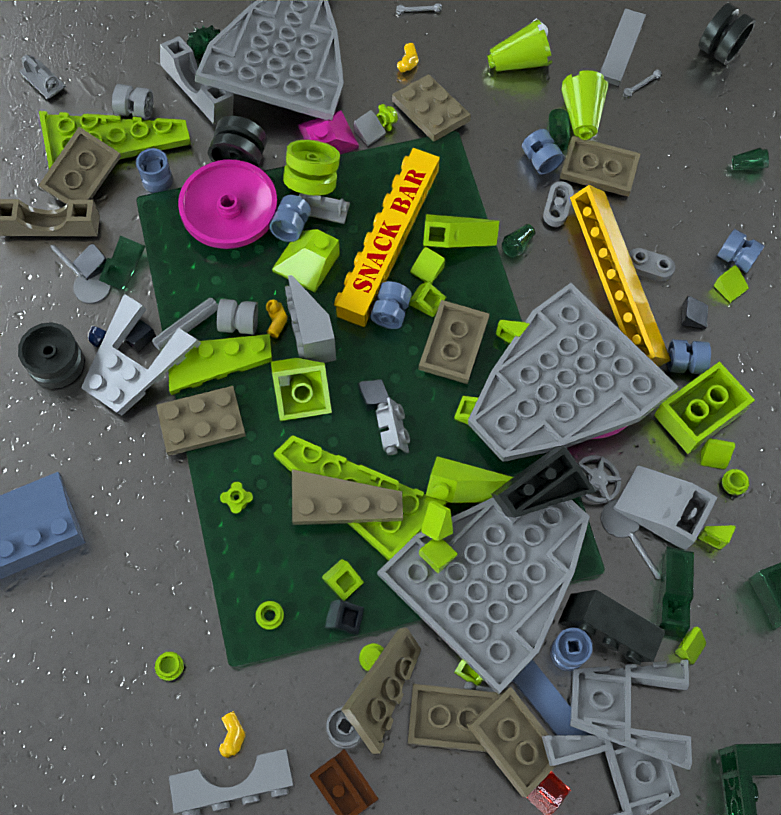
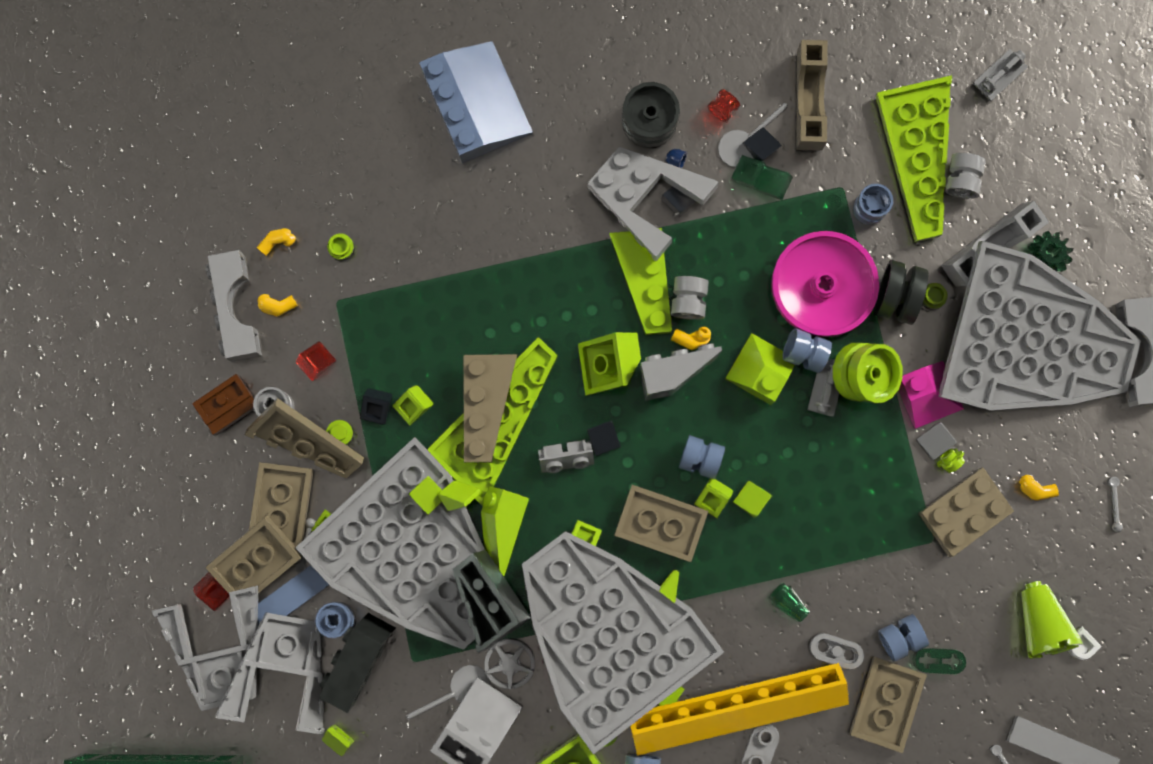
camera: 95 degrees right, 15 degrees up
(48, 294) = (723, 105): none -> clear red wheel
(80, 168) = (871, 125): dark tan plate -> none
(154, 738) = (276, 237): none -> yellow arm
(187, 322) = (686, 246): light grey axle -> none
(200, 420) = (579, 265): dark tan plate -> none
(236, 505) = (496, 310): lime plate -> none
(267, 607) = (374, 330): lime plate -> none
(295, 689) = (315, 360): none -> clear red slope
(387, 237) = (791, 458): yellow brick -> none
(459, 231) = (791, 532): lime slope -> none
(585, 101) = (965, 692): lime cone -> none
(676, 592) = (390, 730): clear green slope -> none

